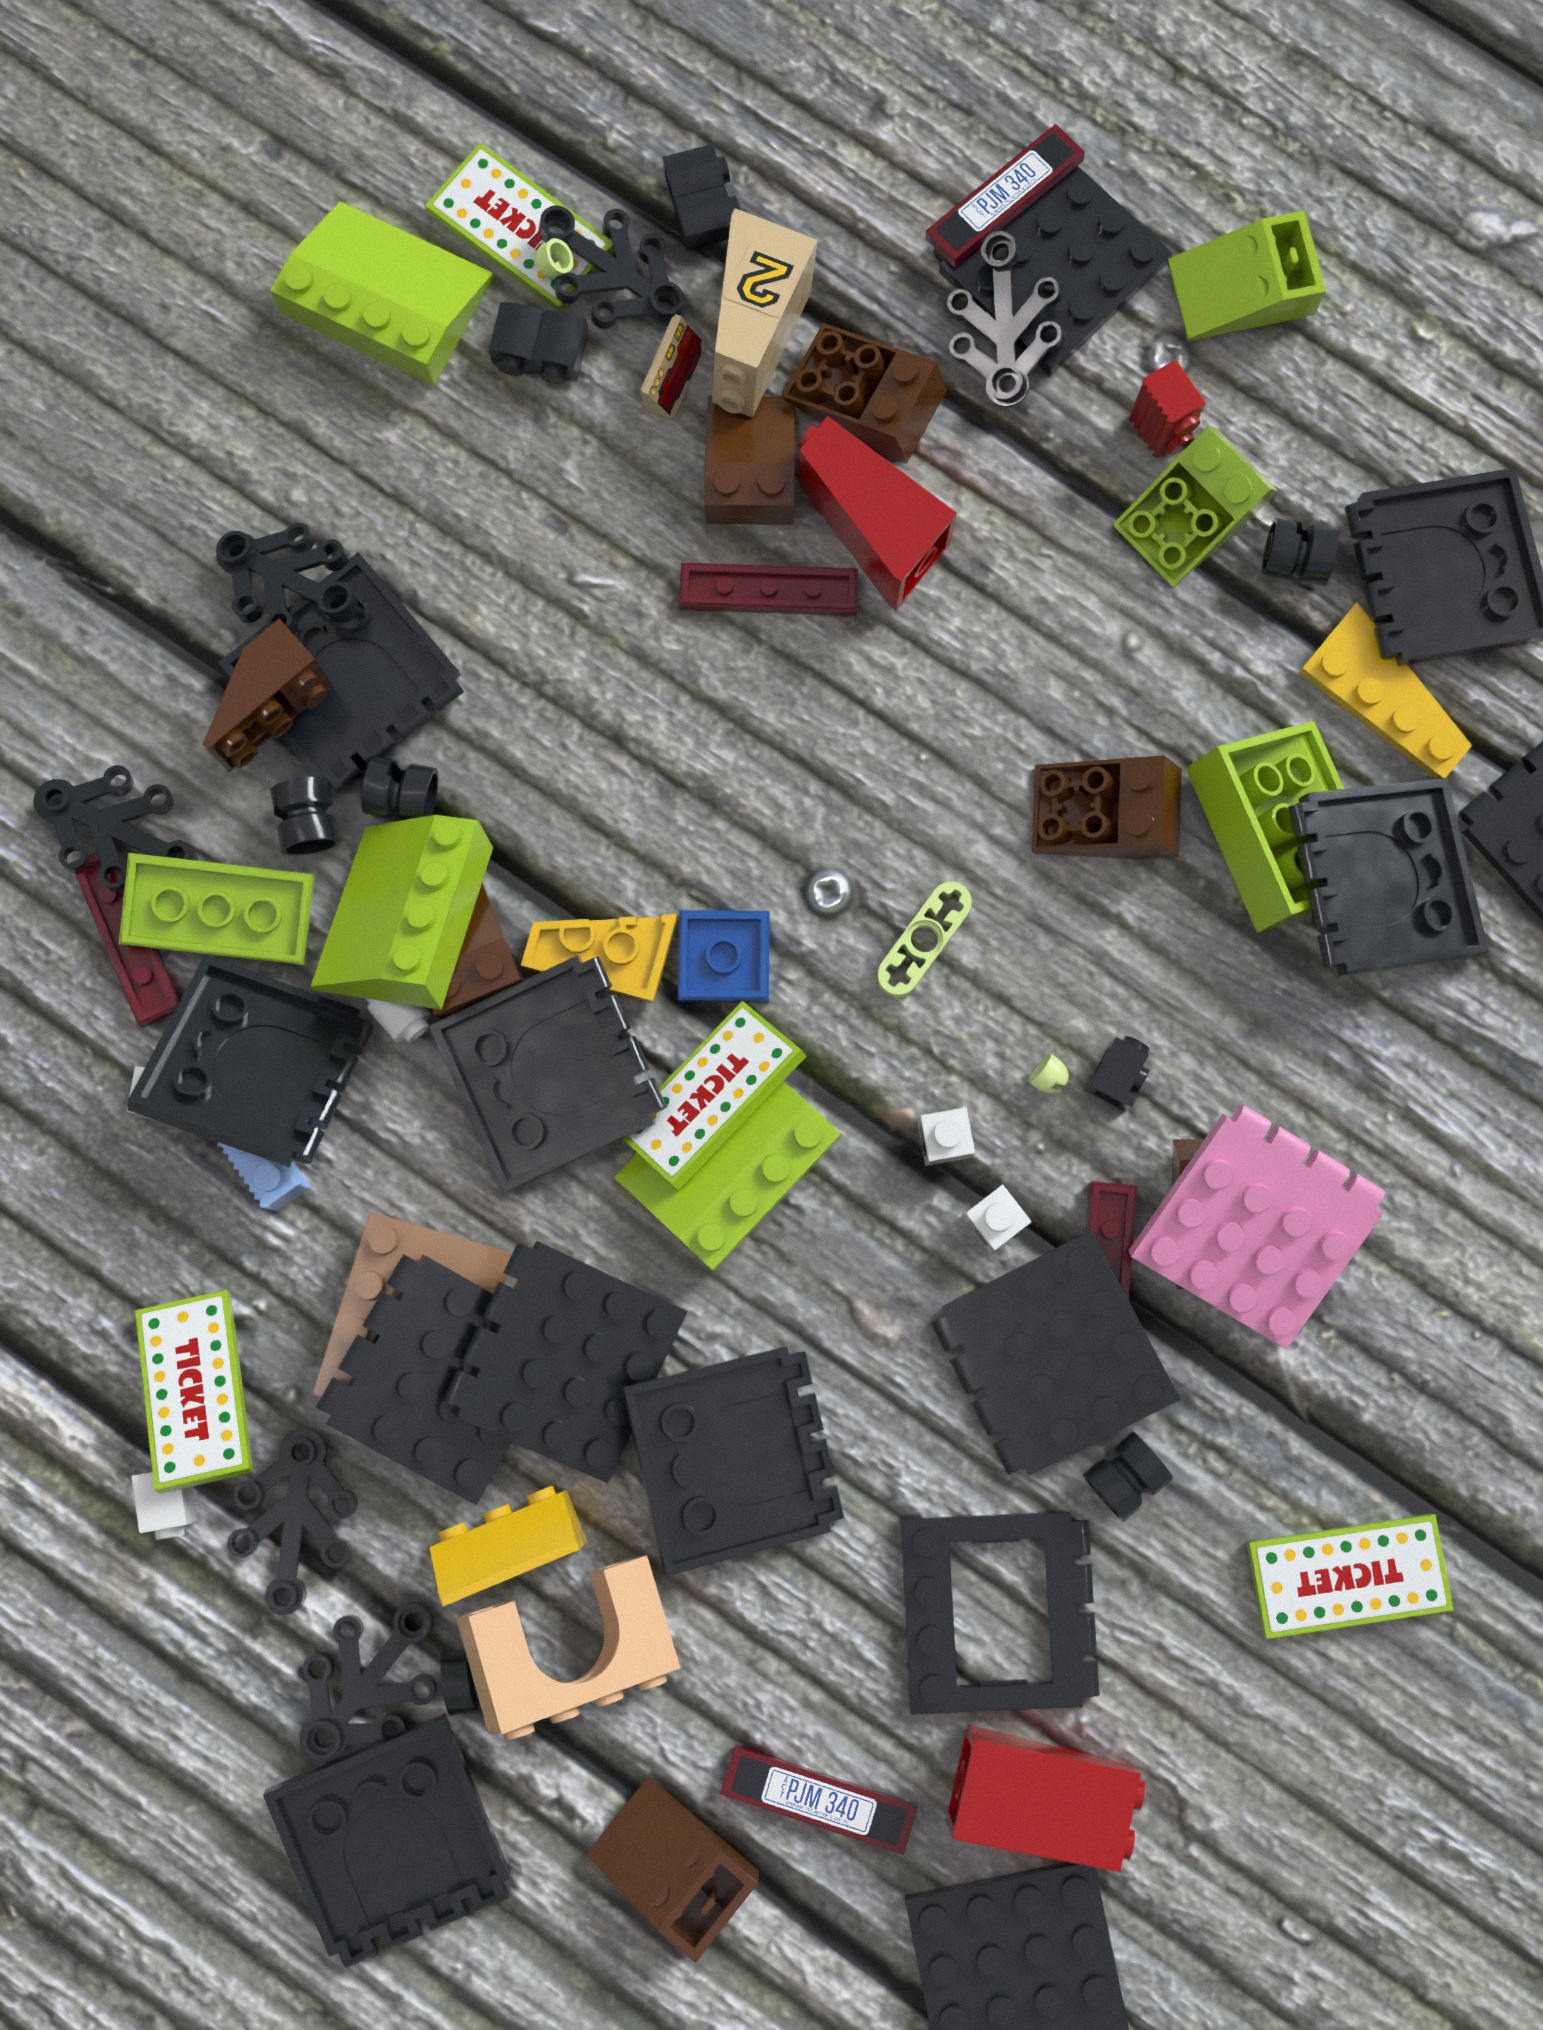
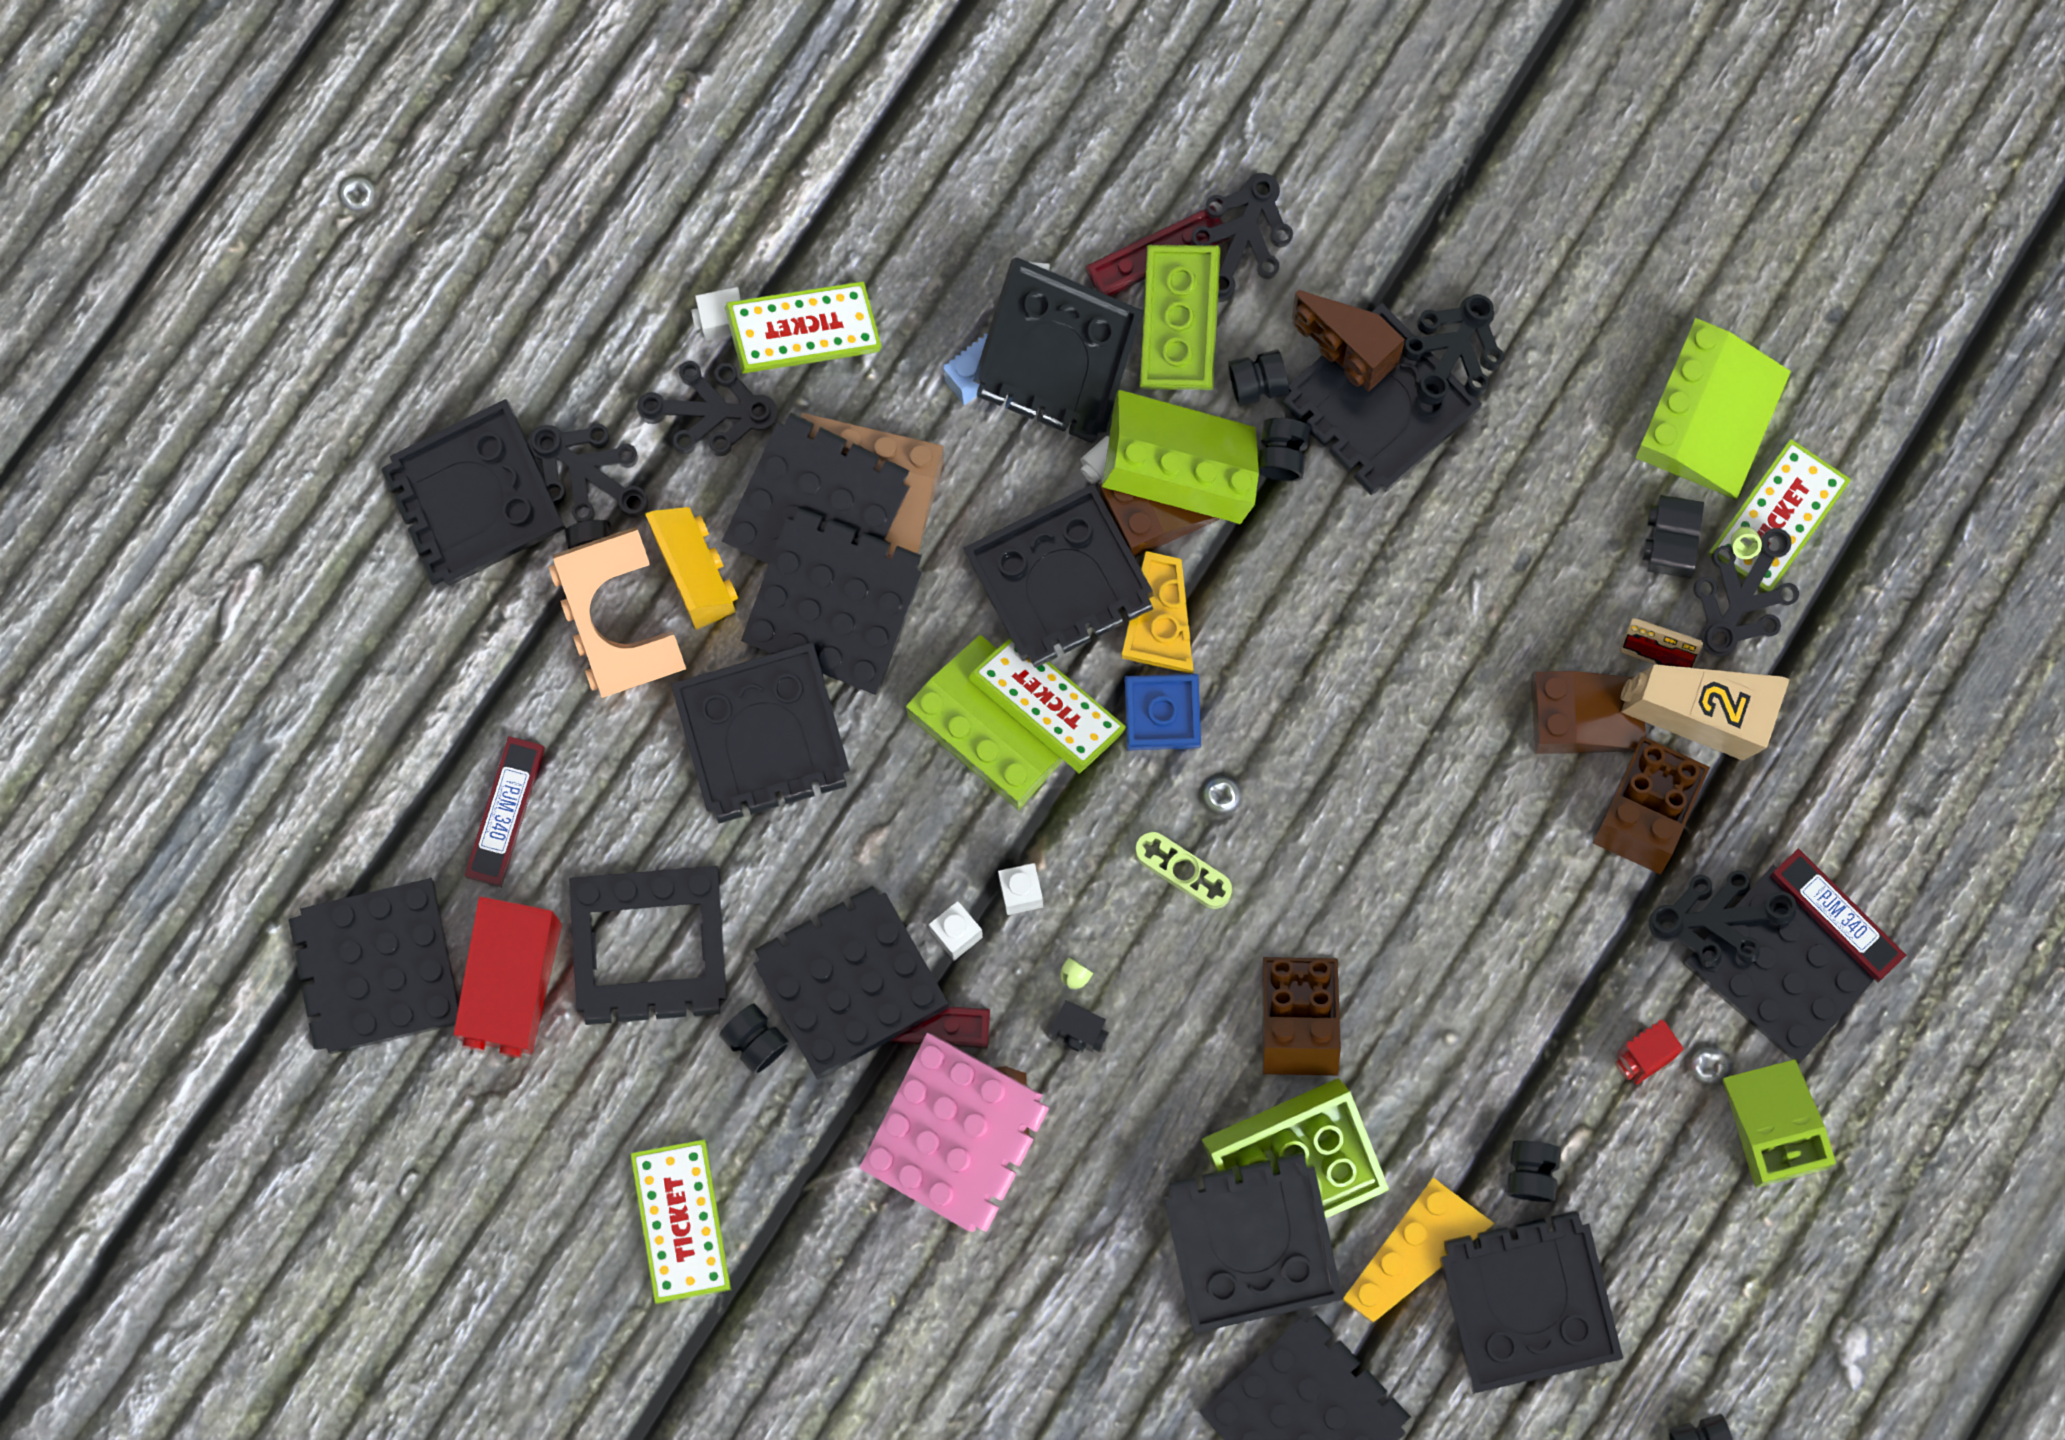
camera: 90 degrees right, 5 degrees down
(673, 1868) = (454, 702): reddish brown slope -> none
(699, 195) = (1817, 661): black brick -> none
(768, 589) = (1475, 735): dark red tile -> none
(874, 509) = (1535, 815): red slope -> none
(1194, 506) = (1572, 1085): lime slope -> none

